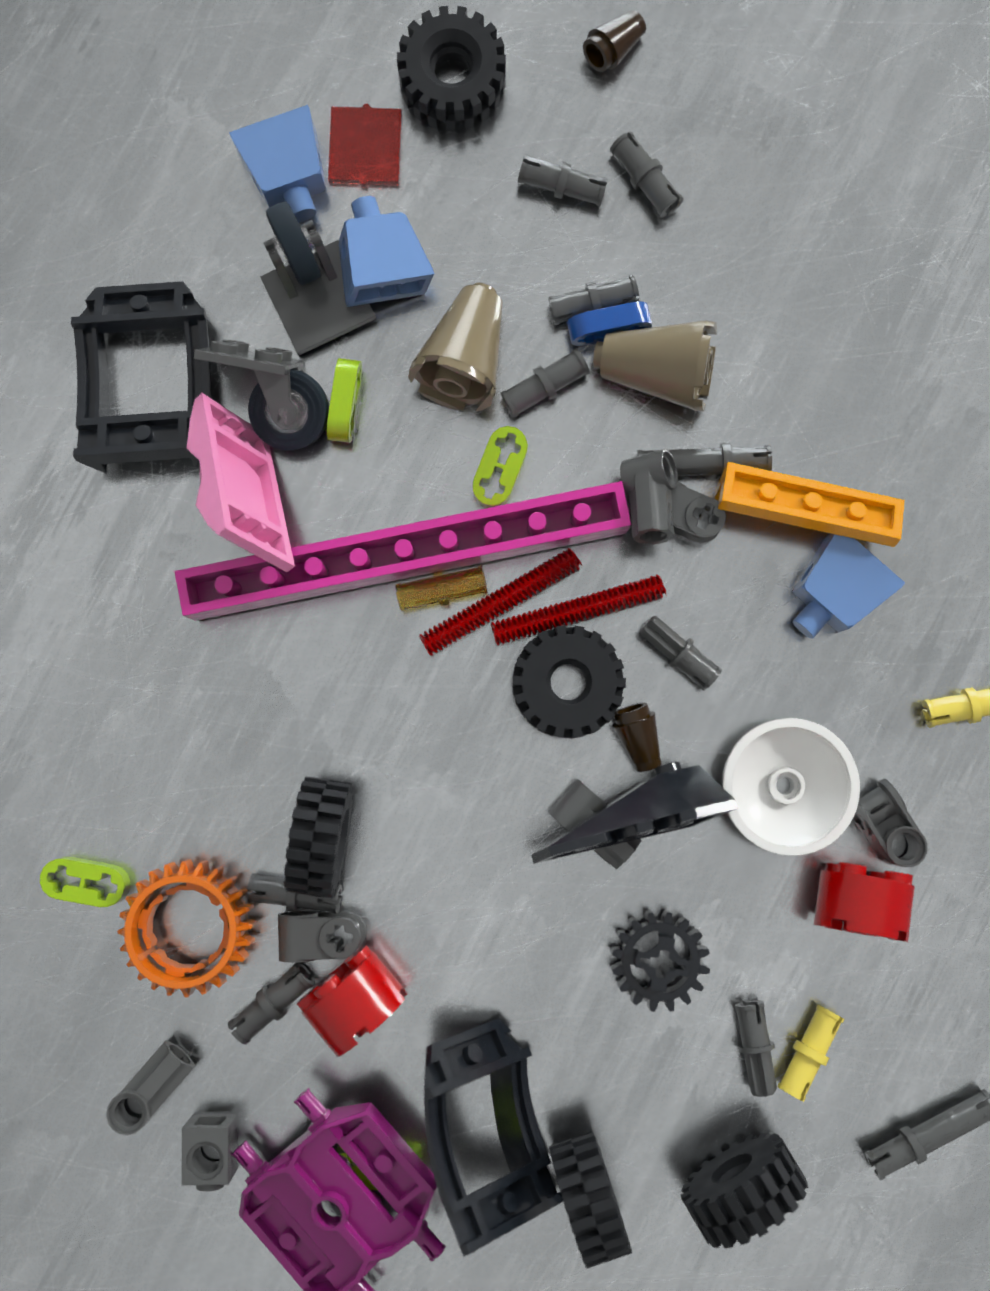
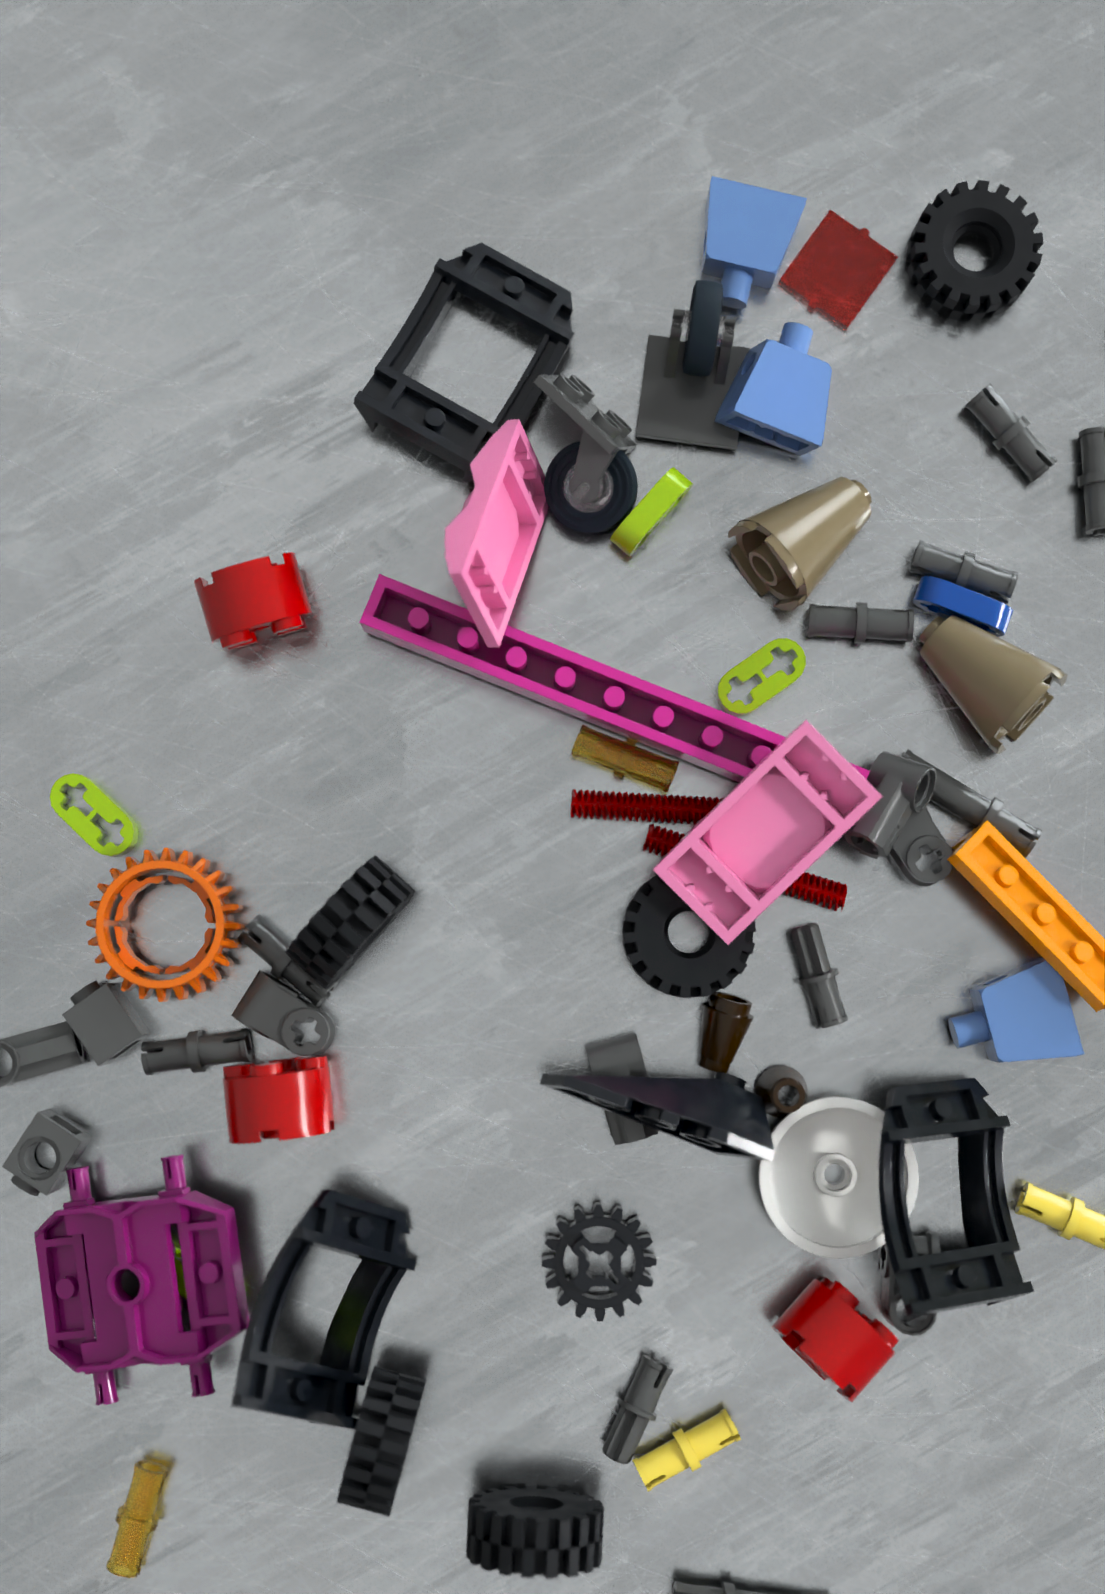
camera: 30 degrees right, 0 degrees up
(96, 649) = (252, 600): none -> red brick
(190, 1027) = (105, 1021): none -> dark grey brick
(577, 572) = (767, 832): none -> bright pink slope
(699, 750) = (772, 1081): none -> dark brown cone
(938, 779) = (964, 1276): none -> black wedge

